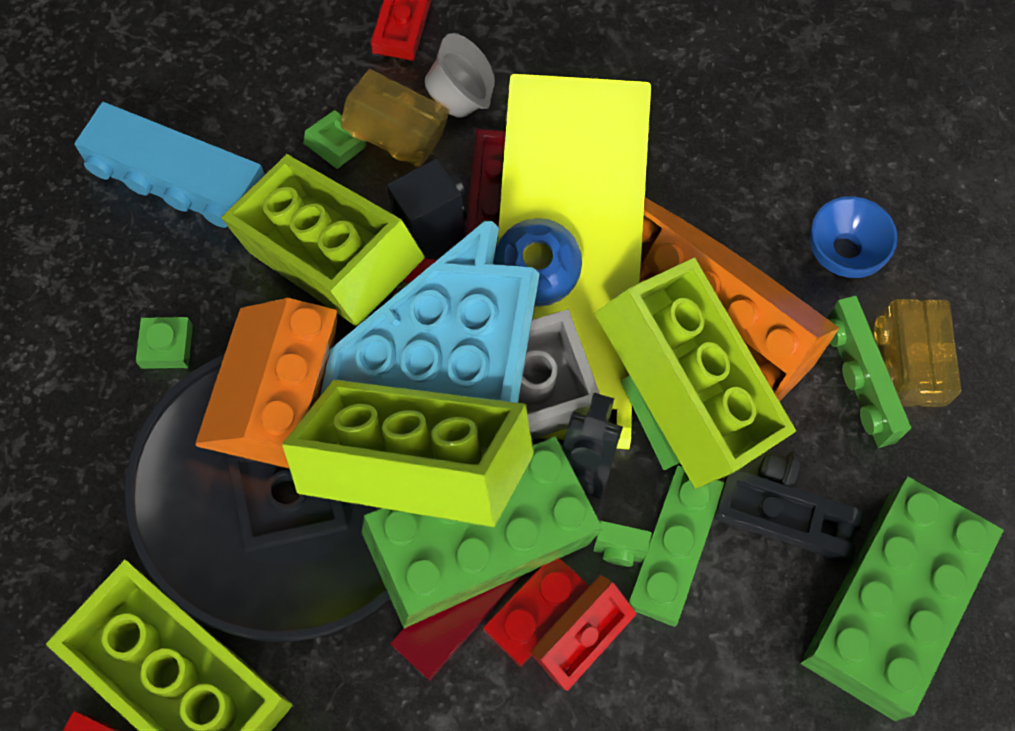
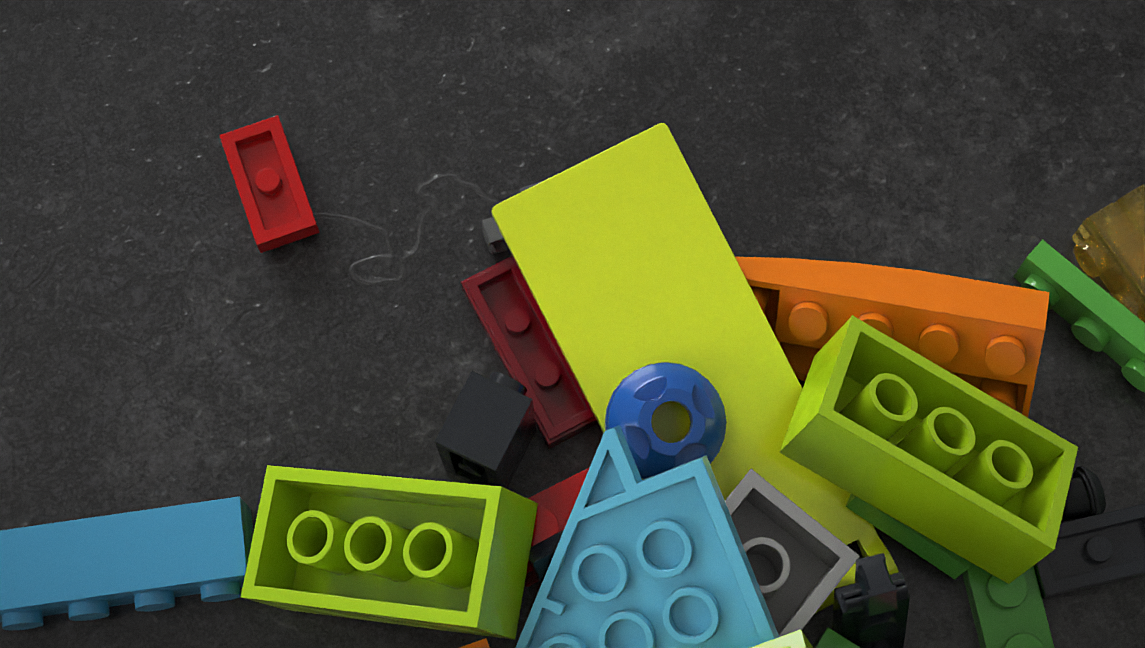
camera: 30 degrees left, 5 degrees up
(332, 141) = (298, 400): bright green plate -> none
(394, 118) = (360, 333): clear yellow brick -> none
(460, 77) = (401, 228): light grey piece -> none
(863, 224) = (1003, 140): blue piece -> none

